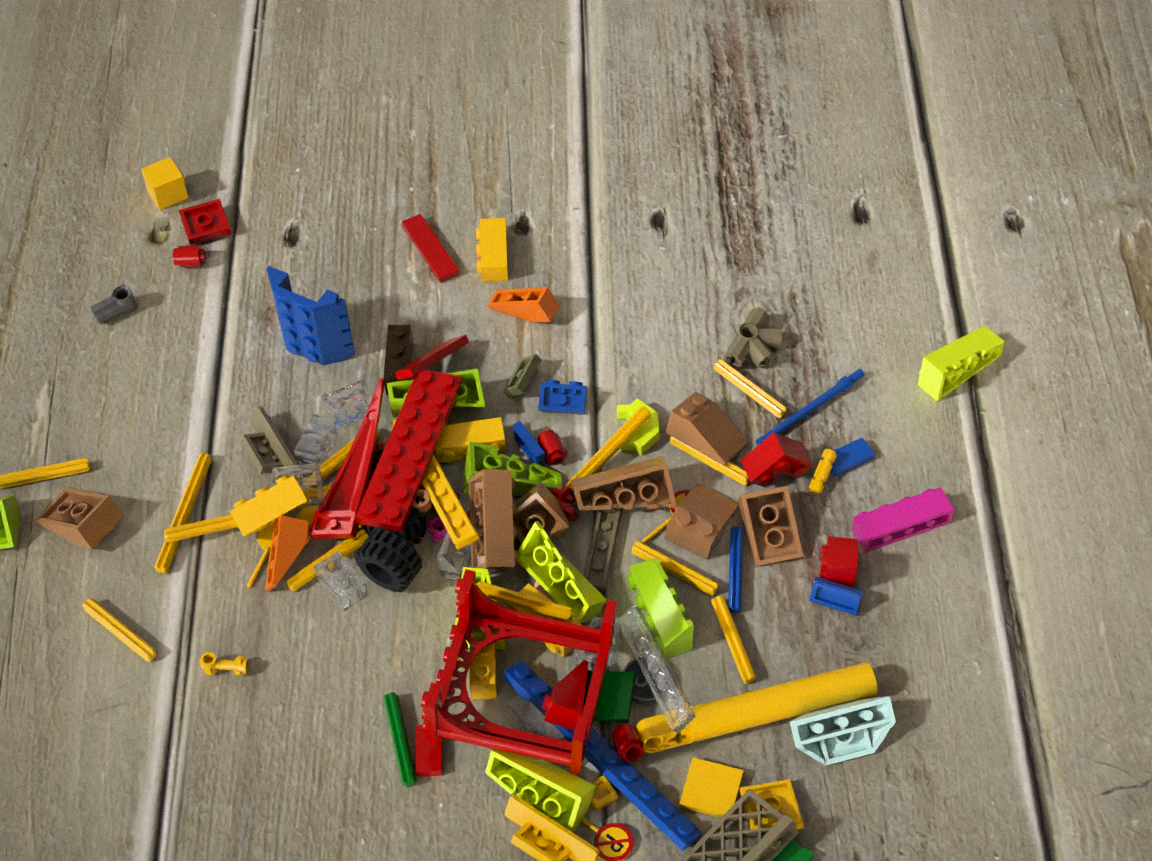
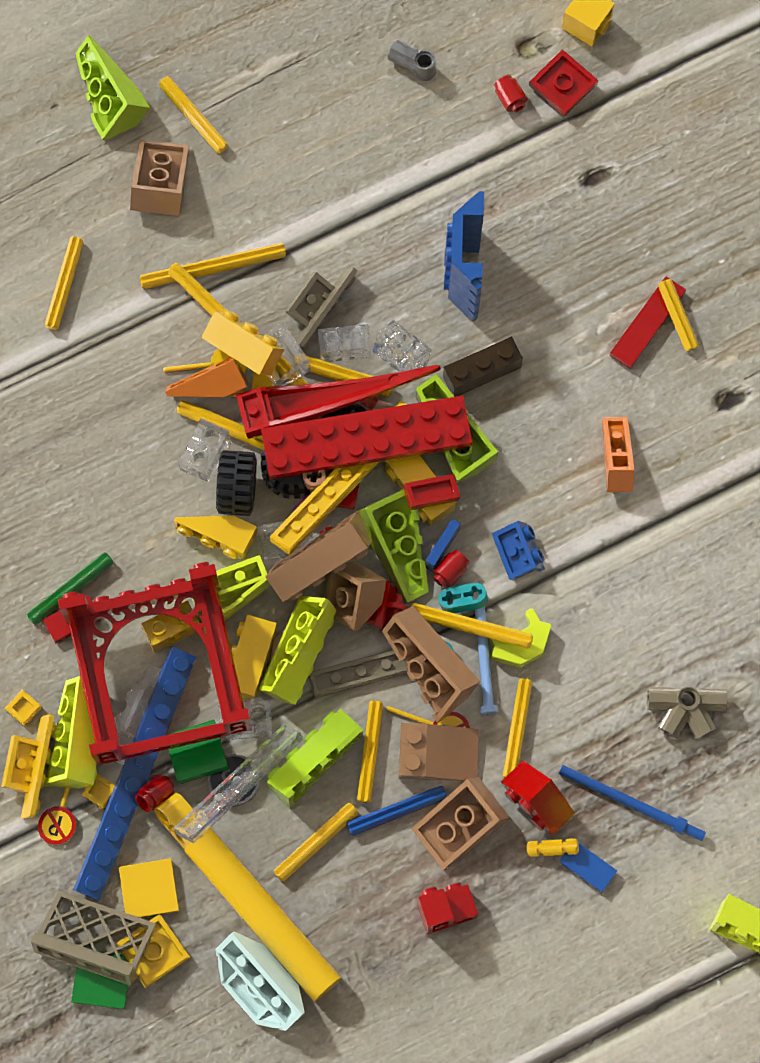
camera: 60 degrees right, 20 degrees up
(212, 665) = (66, 382): yellow bar -> none
(423, 596) = (223, 532): none -> yellow slope
(431, 357) = (493, 400): red tile -> none
(438, 224) = (678, 314): none -> yellow axle
(483, 426) = (431, 492): none -> red tile
(488, 825) = (23, 708): none -> yellow tile
(492, 249) = (674, 387): yellow brick -> none
(522, 375) = (525, 497): olive plate -> none
(526, 601) = (247, 629): yellow axle -> none
(567, 698) = (163, 717): red slope -> none
(578, 449) = (463, 598): none -> teal beam
(682, 470) = (488, 706): none -> light blue bar
(706, 429) = (543, 711): medium nougat slope -> none
(750, 388) = (626, 731): yellow axle -> none
(836, 596) = (408, 920): blue tile -> none
(902, 519) = (532, 950): dark pink brick -> none

